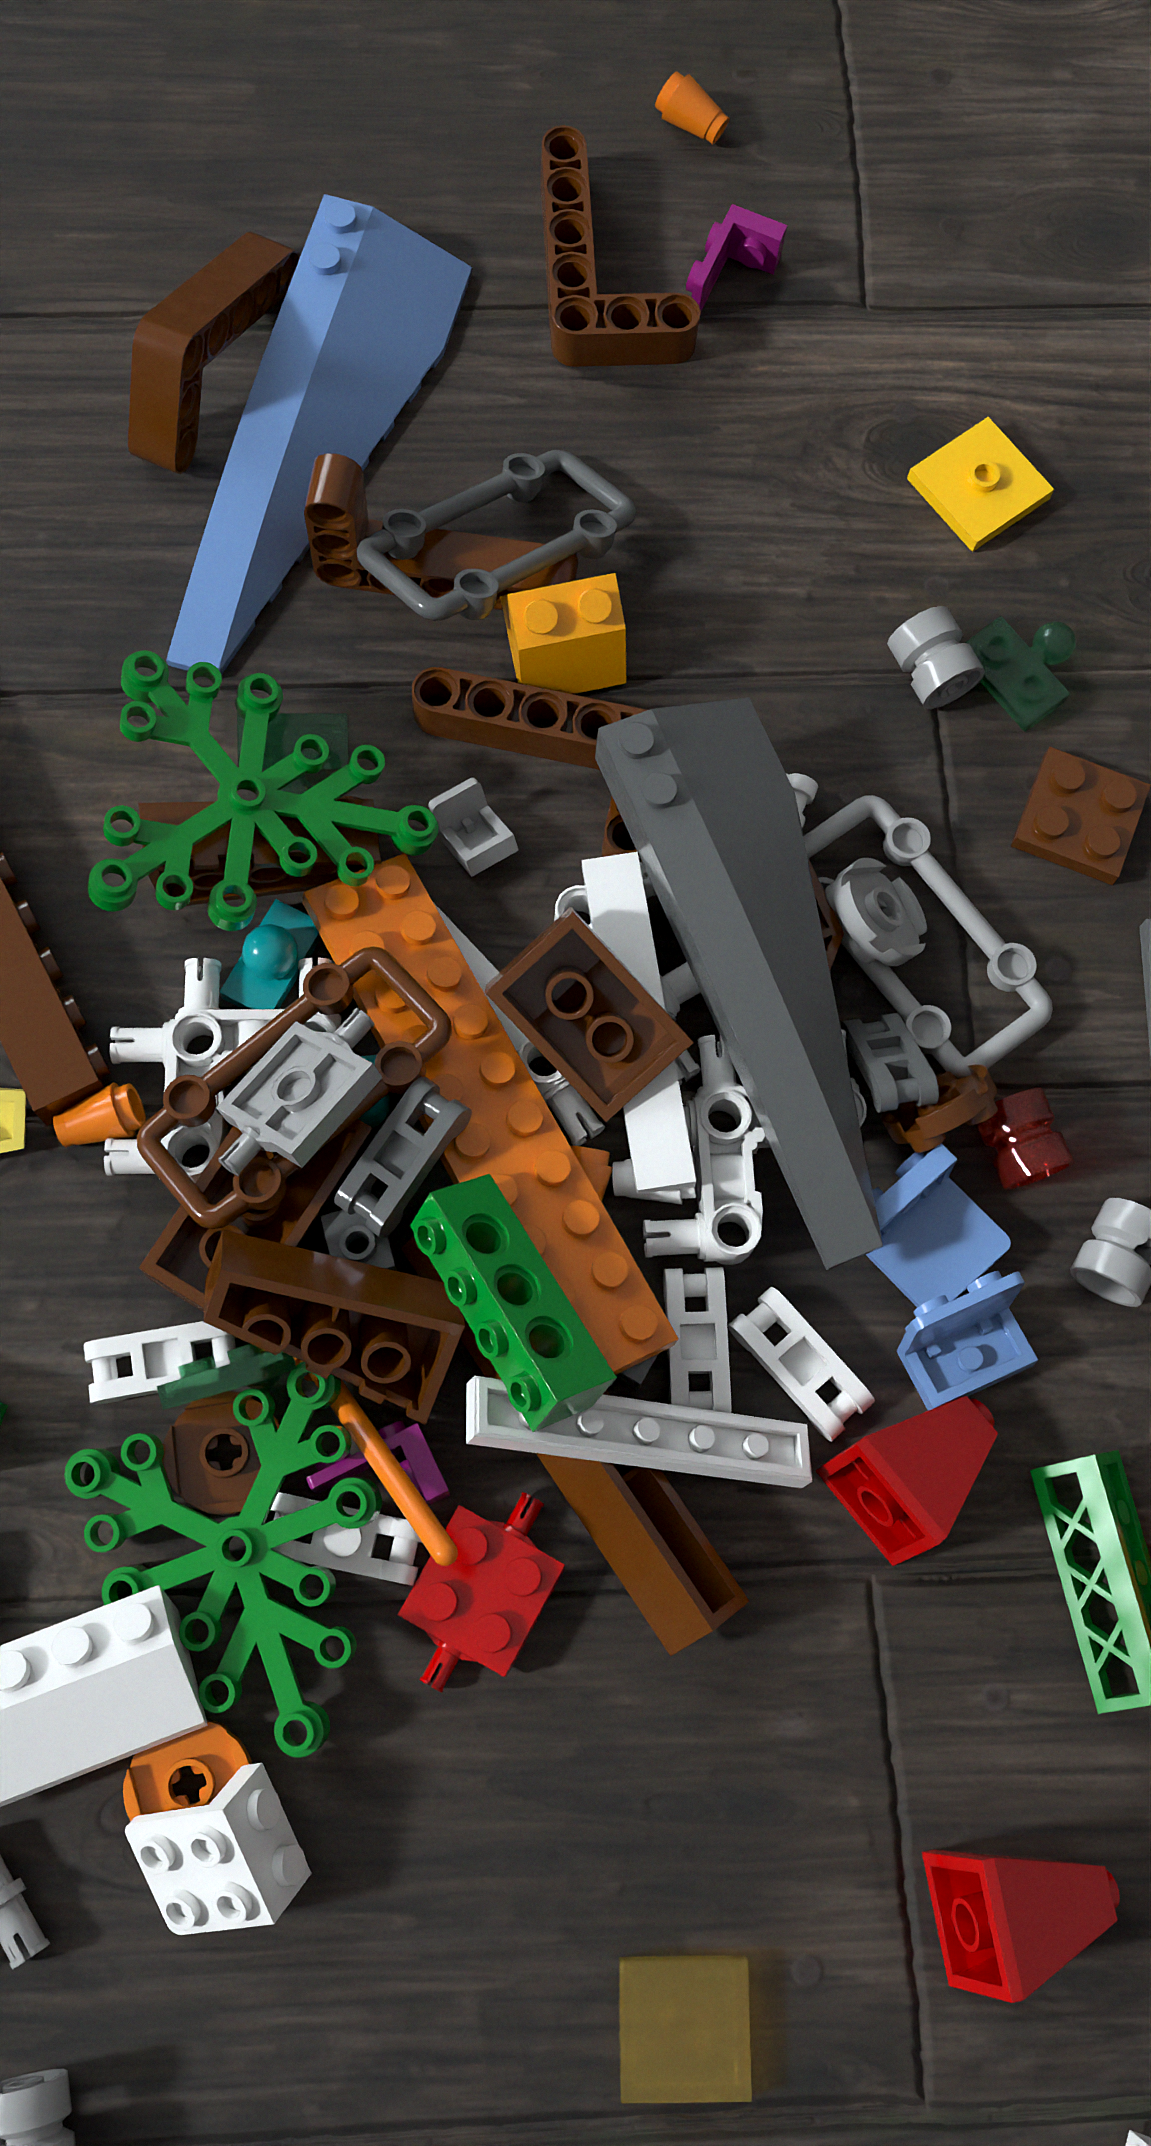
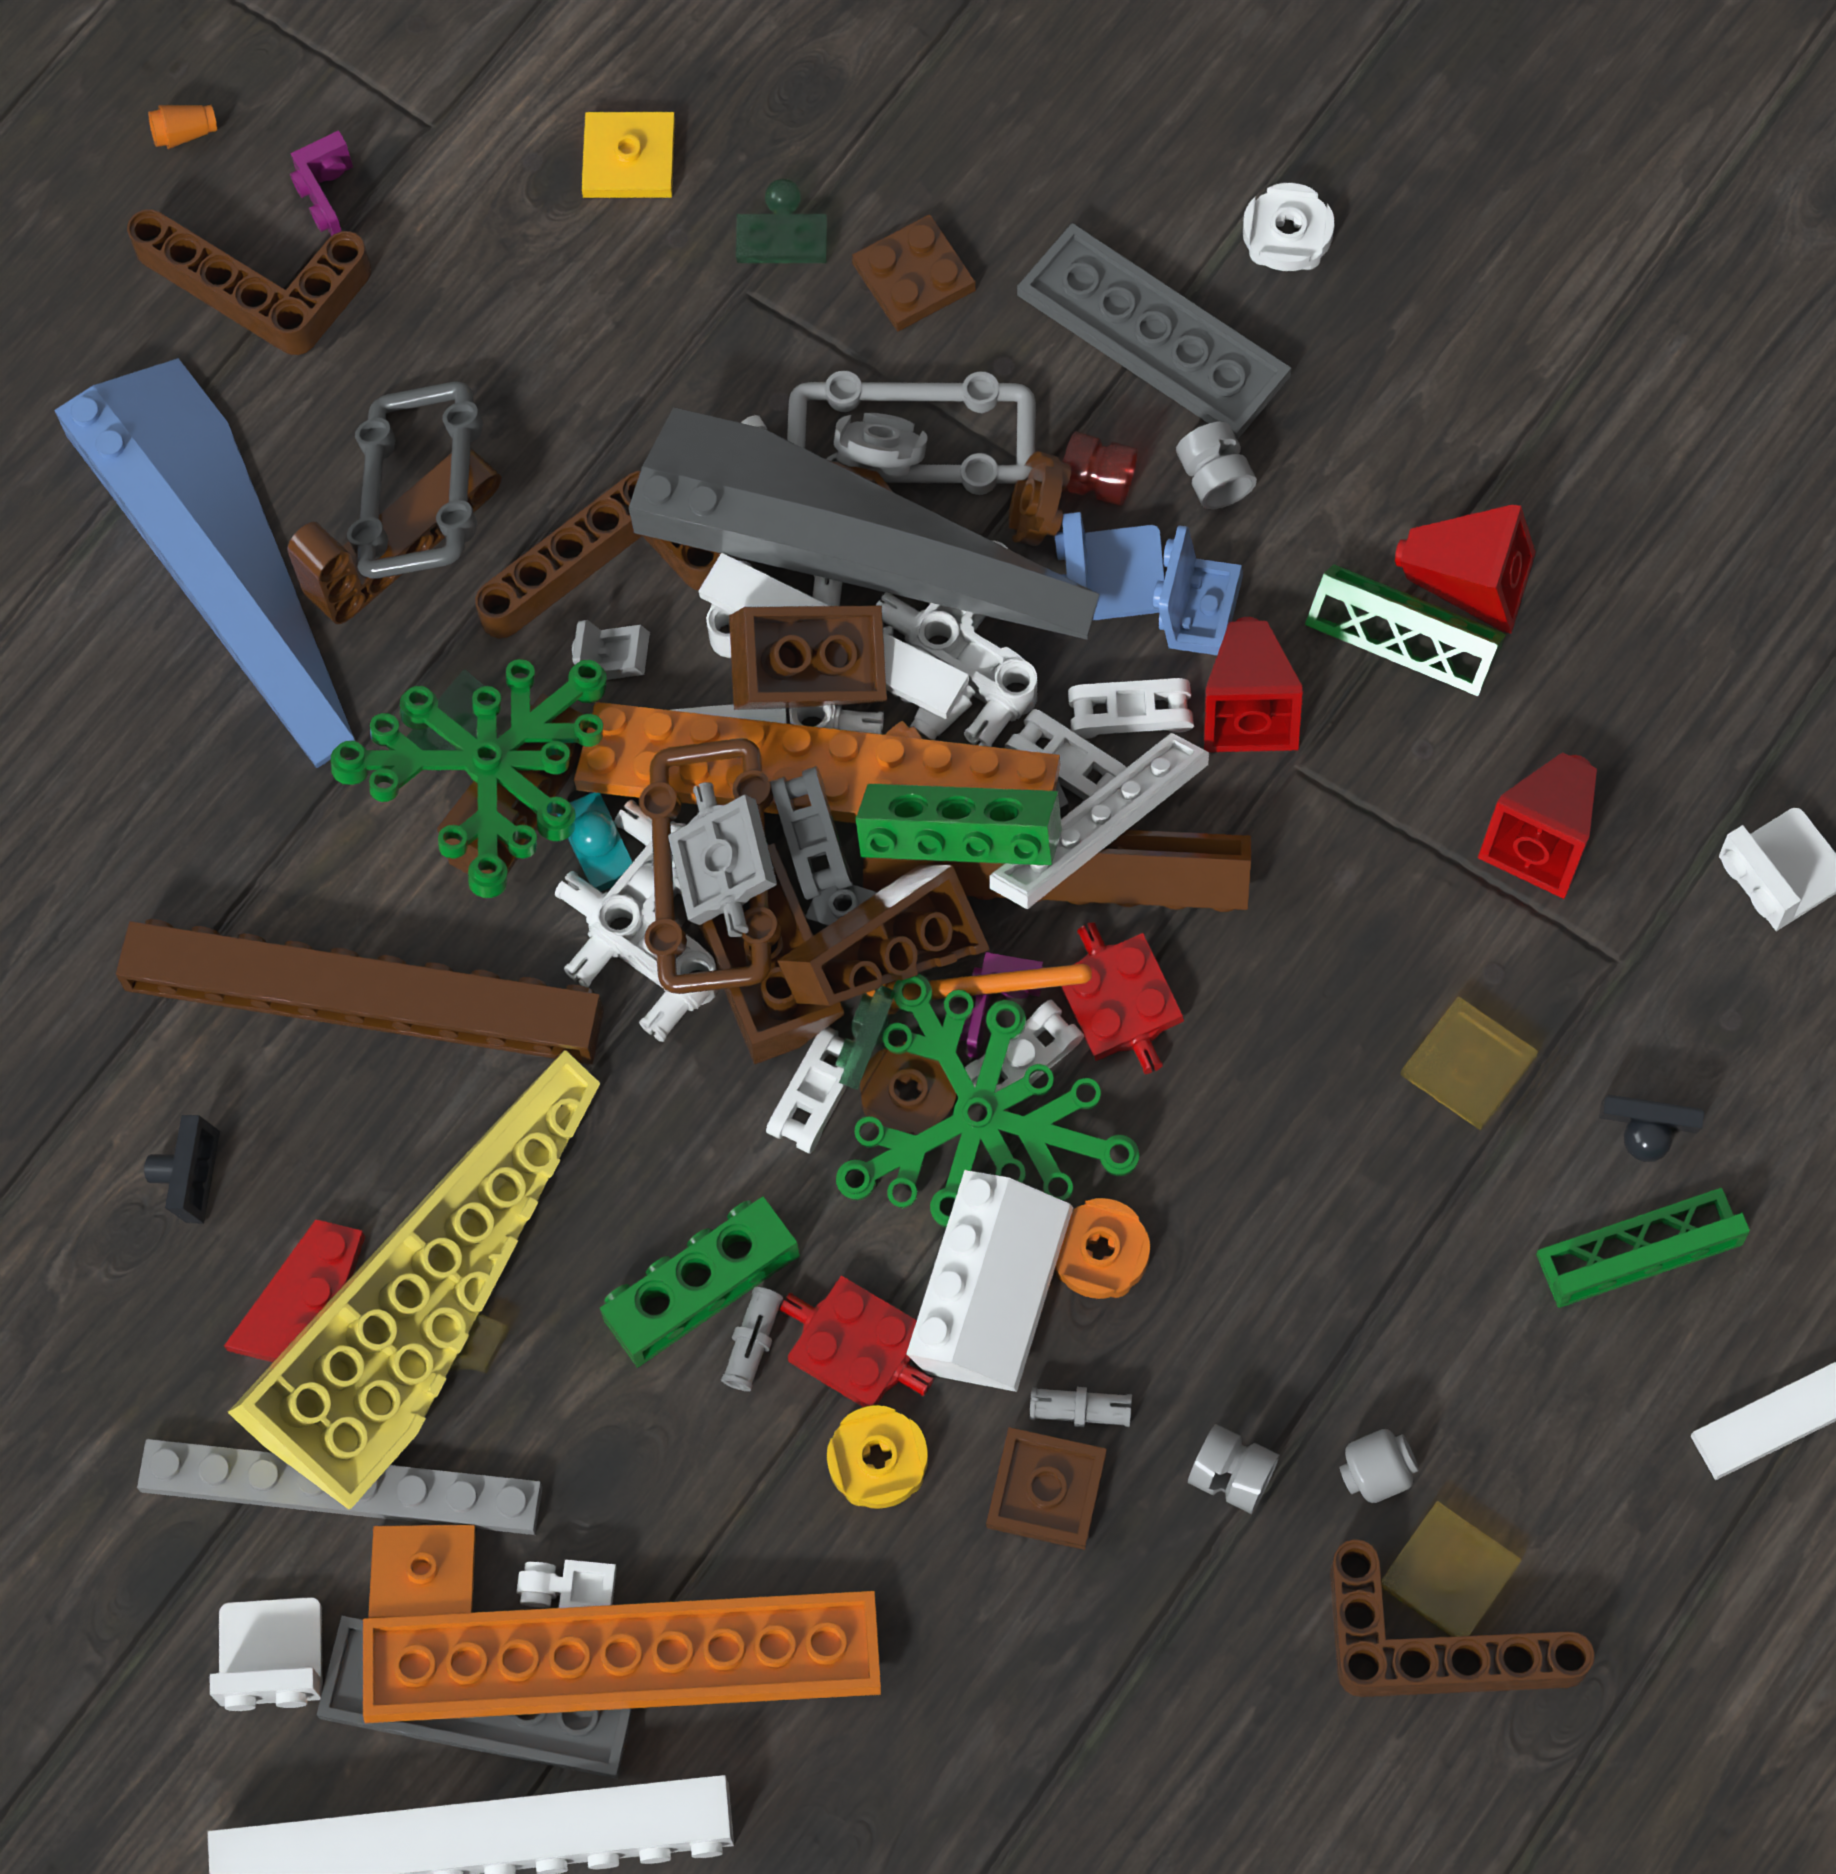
camera: 40 degrees left, 5 degrees down
(105, 1114) = (619, 1018): orange cone -> none
(188, 333) = (105, 571): reddish brown beam -> none
(222, 1860) = (1158, 1254): white bracket -> none
(568, 635) = (525, 489): light orange slope -> none
(890, 1062) = (988, 505): dark grey plate -> none
(932, 651) = (733, 276): light grey wheel -> none

